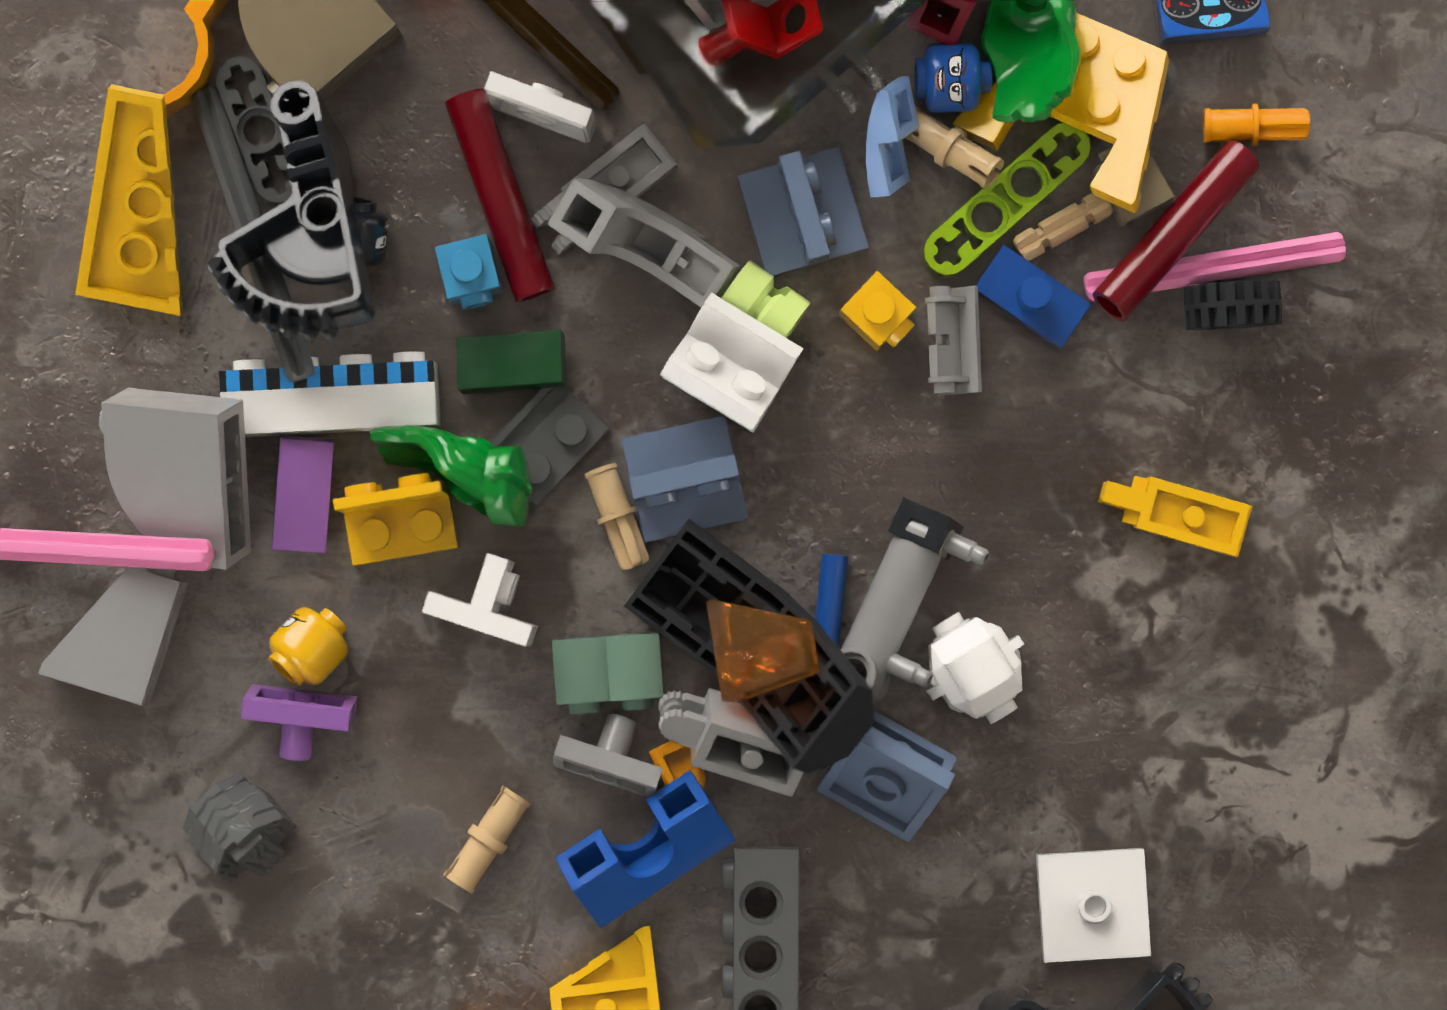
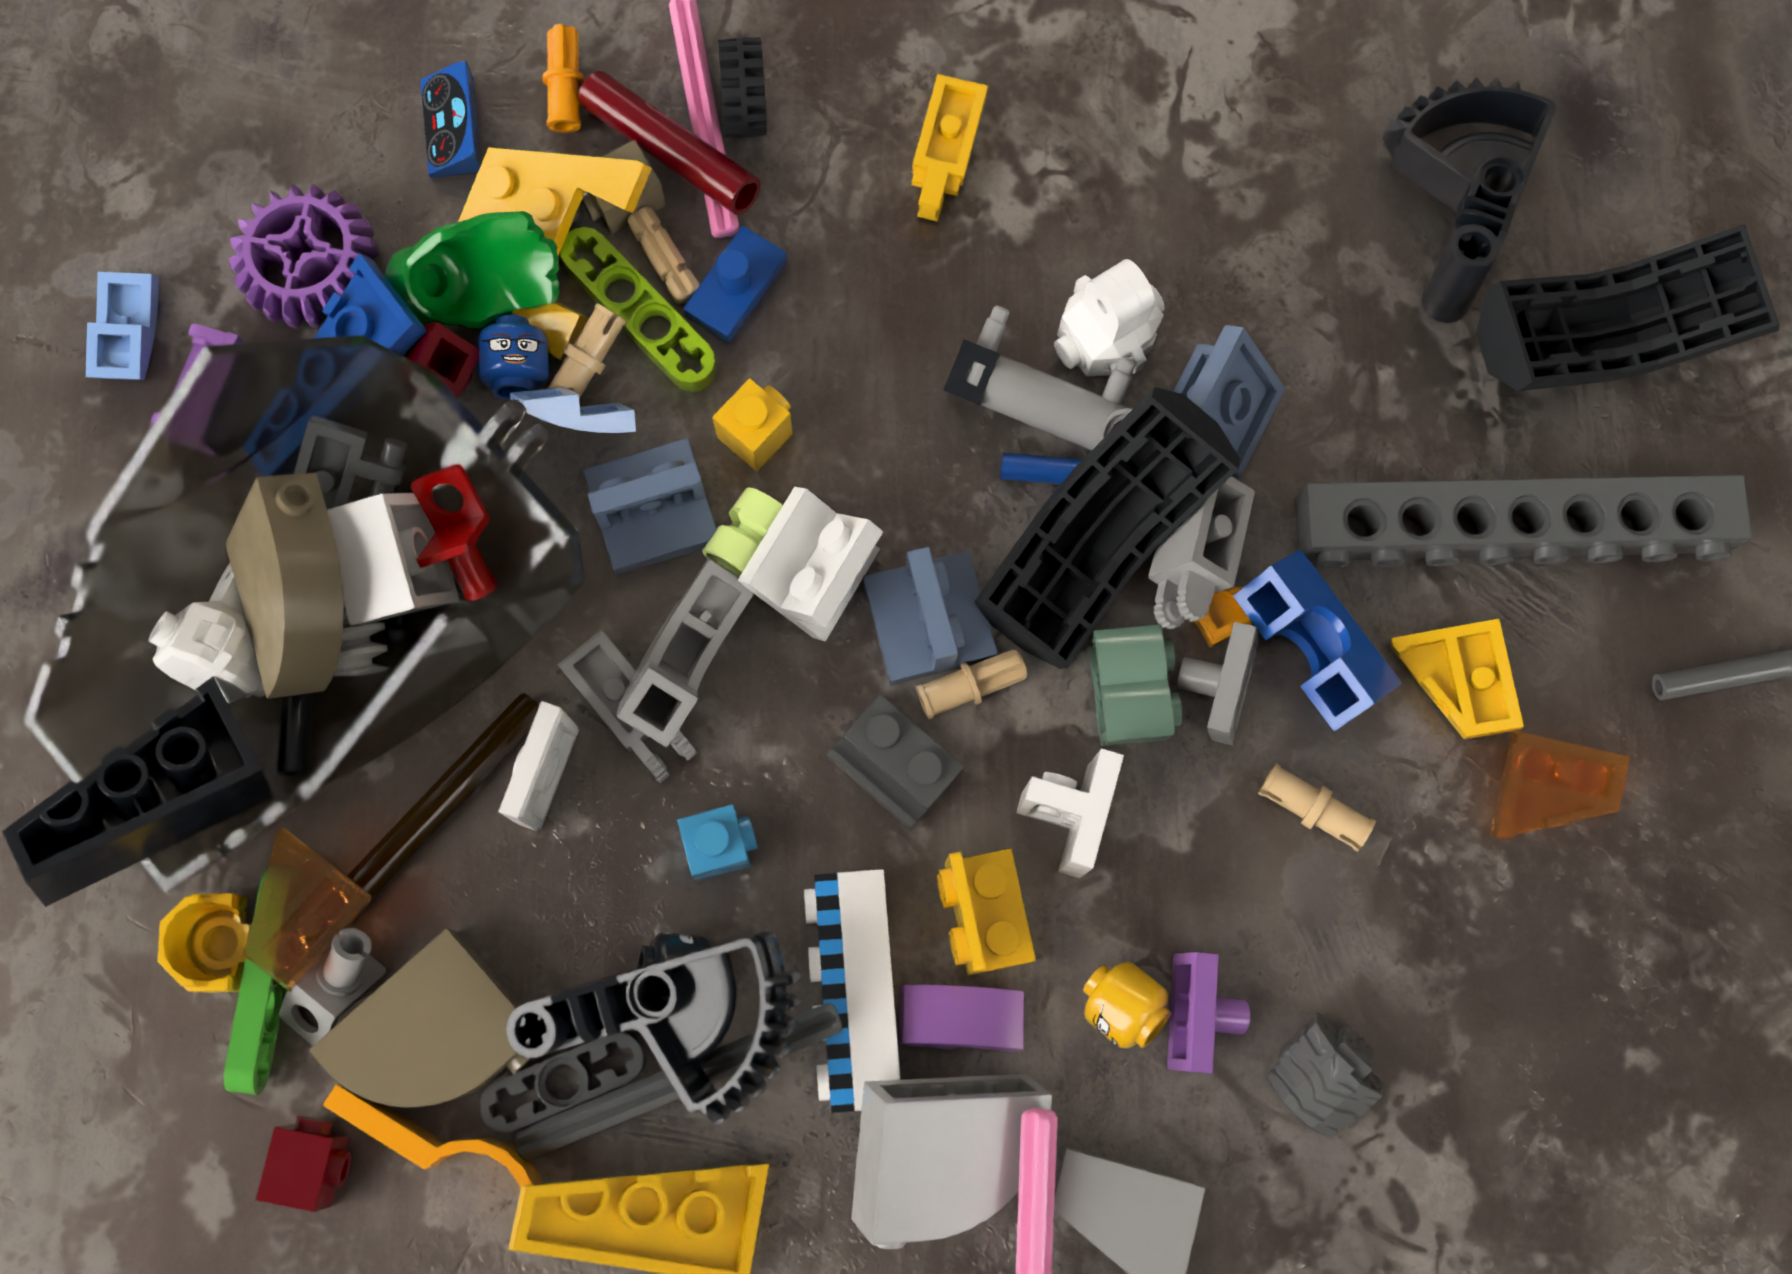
camera: 95 degrees left, 10 degrees down
(475, 470) = (930, 826): green hair -> none
(499, 195) = (632, 816): dark red piece -> none
(511, 362) = (812, 797): dark green tile -> none
(759, 649) = (1109, 518): clear orange wing -> none
(956, 356) = (781, 350): light grey hinge -> none
(1093, 905) = (1332, 216): white plate -> none

